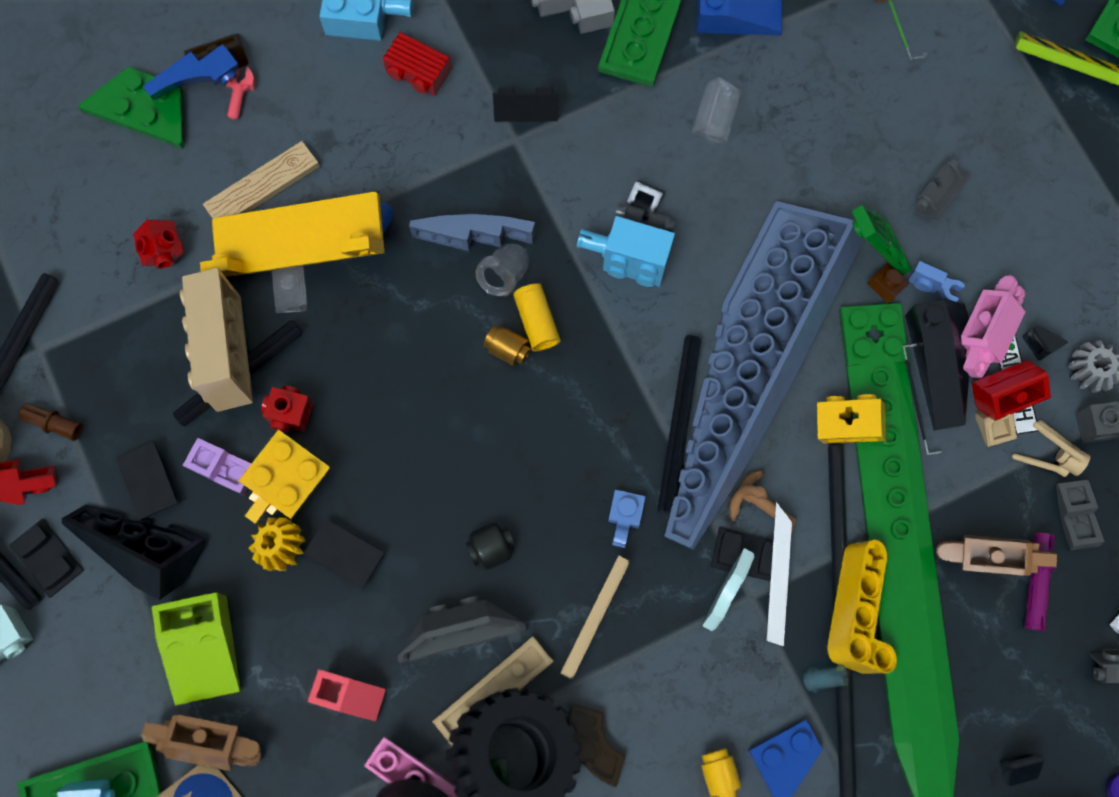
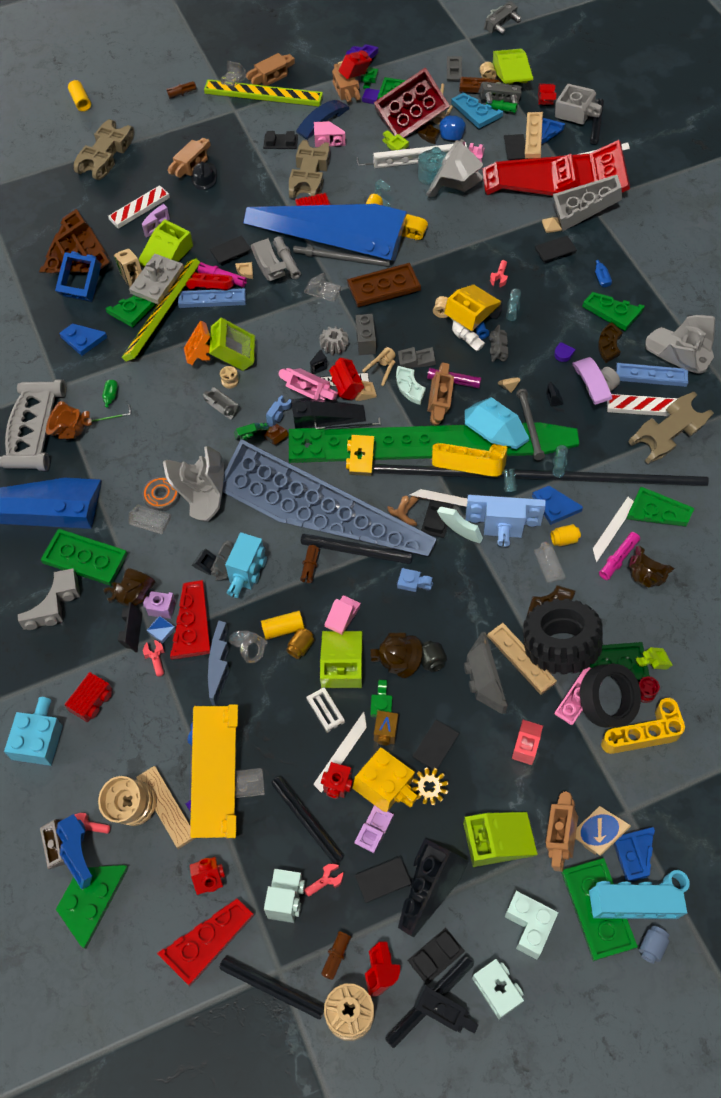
camera: 85 degrees left, 15 degrees down
(73, 699) = (537, 922): none -> light aqua brick
(75, 251) = (199, 948): none -> red wing
(121, 346) = (282, 897): none -> light aqua brick
(153, 403) = (325, 880): none -> coral bar
(216, 340) = (287, 822): tan brick -> none
(256, 128) = (127, 801): none -> tan wheel
(347, 422) = (344, 748): none -> white sticker
(370, 477) = (385, 728): none -> pearl gold brick
(410, 400) = (333, 724): none -> white tile
(413, 470) = (381, 701): none -> green plate
(482, 406) = (341, 659): none -> lime slope
(486, 144) = (155, 657): none -> coral bar
(491, 494) = (399, 654): none -> dark brown helmet
(528, 148) = (161, 629): none -> light blue tile
(529, 190) = (192, 623): none -> red wing
(558, 405) = (342, 614): none -> bright pink slope
(566, 148) = (163, 608): none -> lavender brick
(581, 95) = (131, 589): none -> dark brown helmet
(595, 617) = (476, 597): tan tile -> none
(647, 352) = (309, 563): none -> reddish brown axle
(667, 744) = (549, 563): none -> clear hinge
(744, 665) = (504, 515): none -> light blue brick
(762, 106) = (158, 503): none -> flat silver tile
(781, 168) = (198, 483): none -> light grey piece
(872, 771) = (560, 461): none -> clear light blue pin
(937, 651) = (496, 423): none -> medium azure wedge
(947, 22) = (109, 392): none -> green piece
(1000, 193) = (231, 373): none -> tan wheel
(1015, 501) = (408, 385): none -> light aqua tile
(1017, 707) = (538, 453): none -> dark grey bar
(1040, 683) = (509, 384): none -> tan slope
(1051, 145) = (198, 345): none -> orange piece
(1057, 194) = (232, 344): none -> lime window

